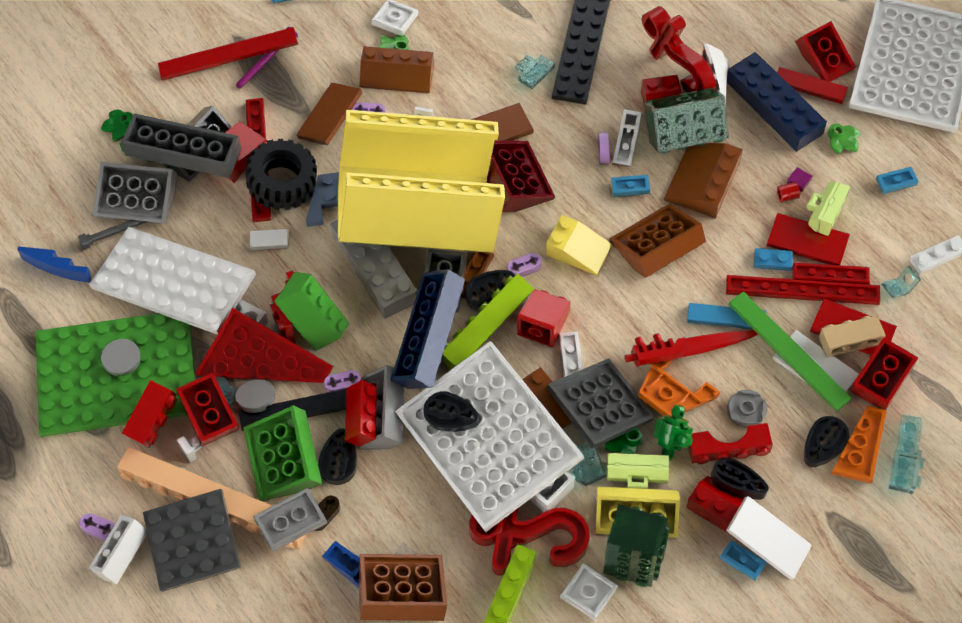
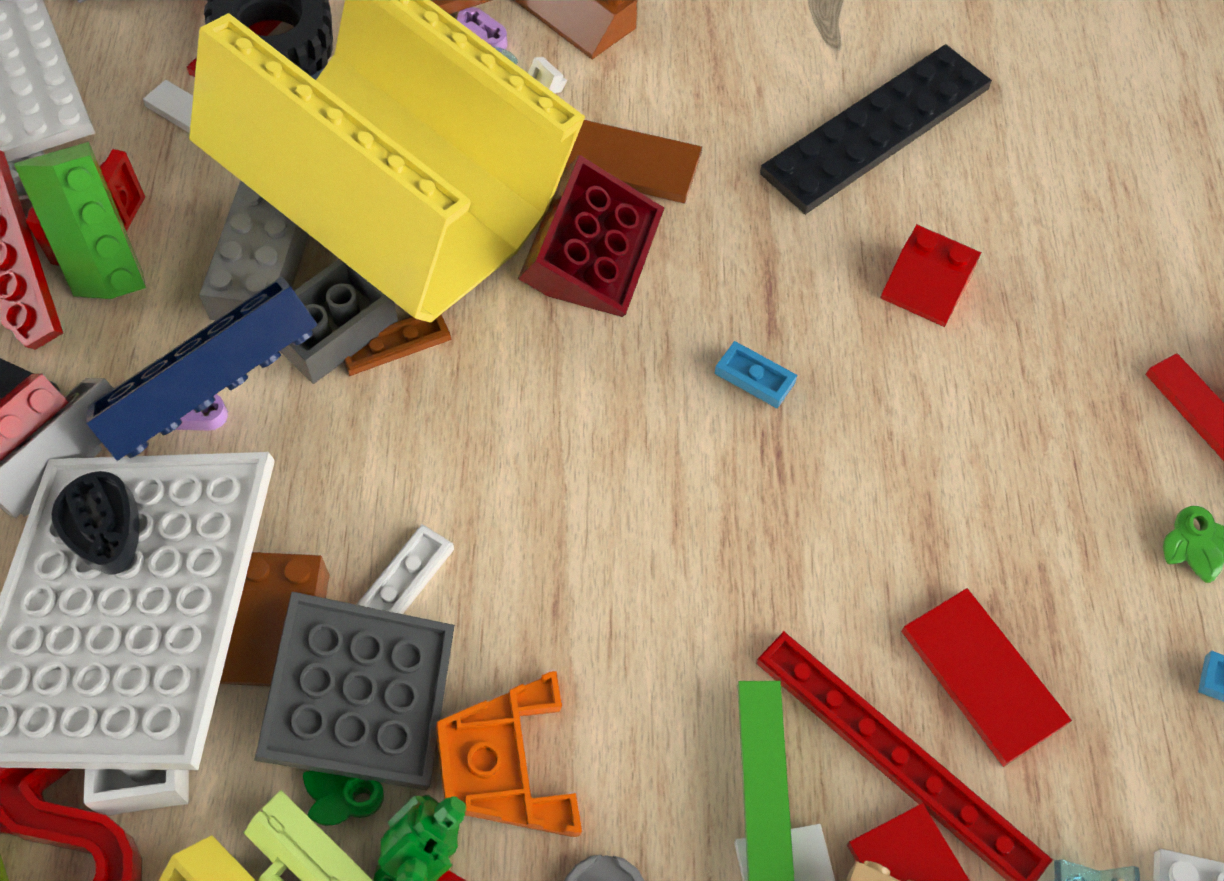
camera: 35 degrees right, 0 degrees up
(341, 380) = (54, 359): lavender beam -> none
(481, 282) = (386, 360): black piece -> none
(487, 321) = (327, 423): lime brick -> none
(524, 265) = (476, 383): lavender beam -> none
(534, 70) = (768, 117): clear light blue hinge -> none
(542, 317) = (417, 478): slope -> none
(577, 245) = (583, 408): light yellow slope -> none
(590, 468) = (232, 782): clear light blue bracket -> none
(603, 142) = (766, 290): lavender beam -> none
(627, 137) = (819, 297): white slope -> none
(659, 239) = (721, 491): dark orange slope -> none
(667, 41) = (1011, 164): red piece -> none
(683, 347) = (586, 702): red piece -> none
(686, 120) = (930, 328): clear green brick -> none
(704, 177) = (892, 444): dark orange slope -> none
(715, 316) = (701, 687): dark azure tile -> none
(718, 65) = (1053, 299): white wedge -> none
(773, 259) = (891, 663): dark azure plate -> none
(776, 101) = (1124, 406): dark blue brick -> none
(788, 192) = (1017, 566): red piece -> none
(801, 178) = (1058, 559): magenta tile -> none
(830, 206) = (1075, 644): yellowish green piece -> none
(831, 273) = (978, 768): red tile -> none

